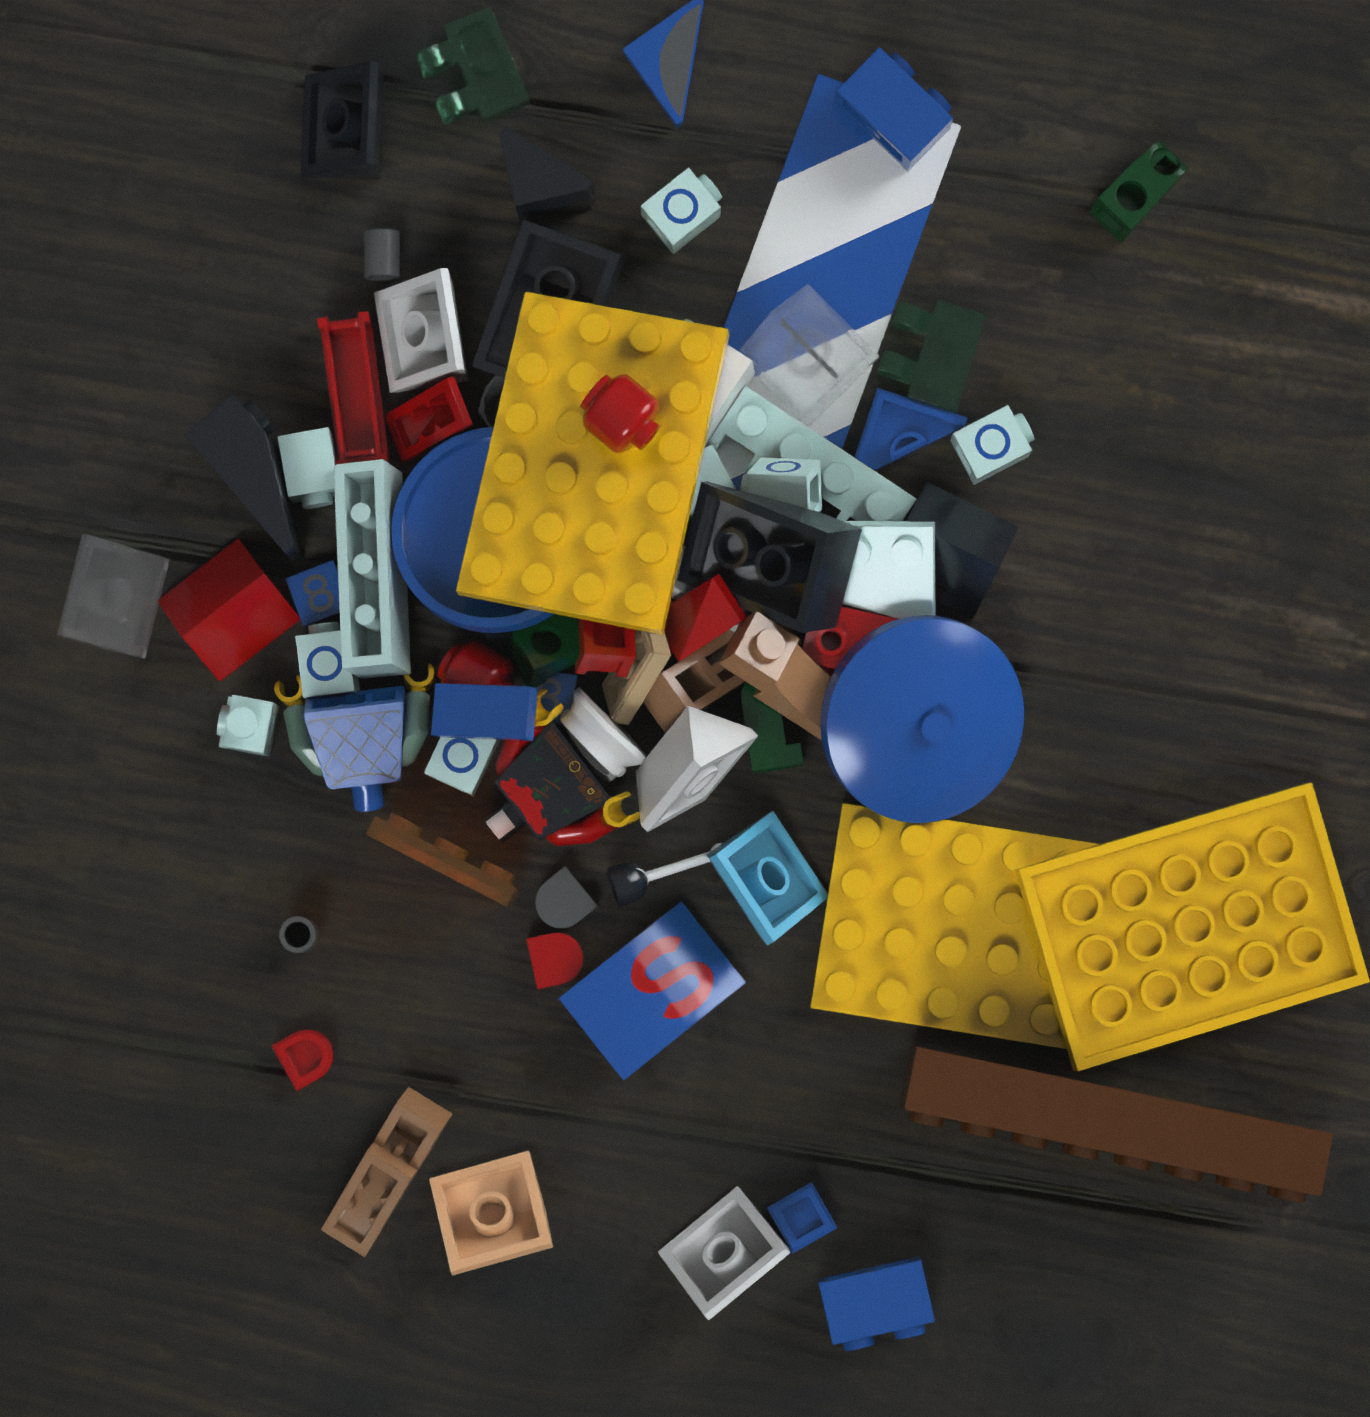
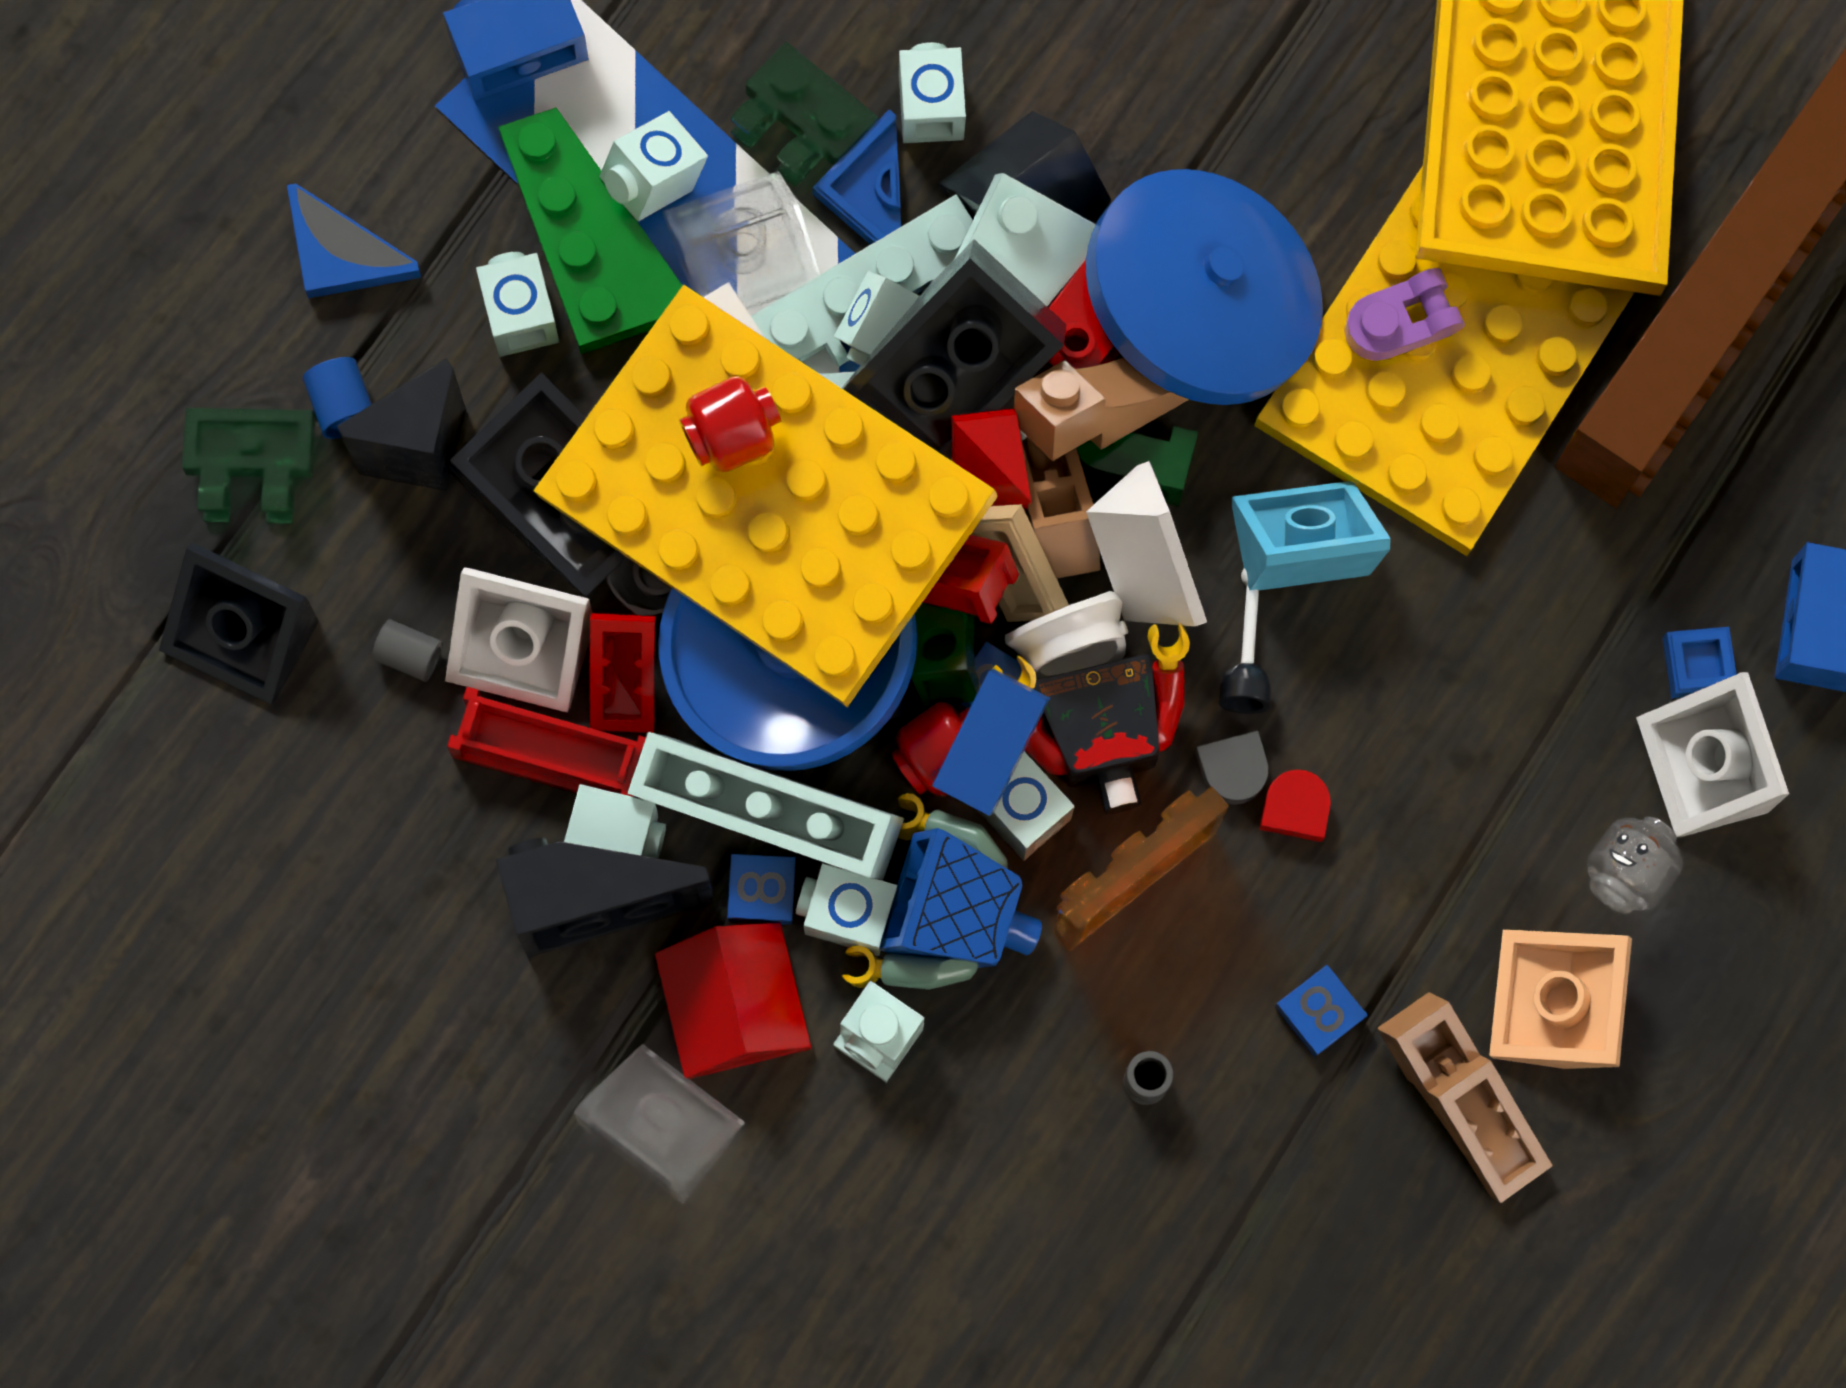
camera: 75 degrees left, 10 degrees down
(305, 1056) = (1290, 1137): red tile -> none
(407, 1040) = (1320, 1010): none -> blue tile
(550, 113) = (335, 393): none -> blue beam
(615, 1227) = (1634, 864): none -> clear head
(652, 990) = (1381, 713): blue slope -> none
(754, 246) = (594, 247): none -> green wing
(832, 260) = (653, 166): none -> light aqua brick
(953, 865) = (1381, 326): none -> medium lavender plate

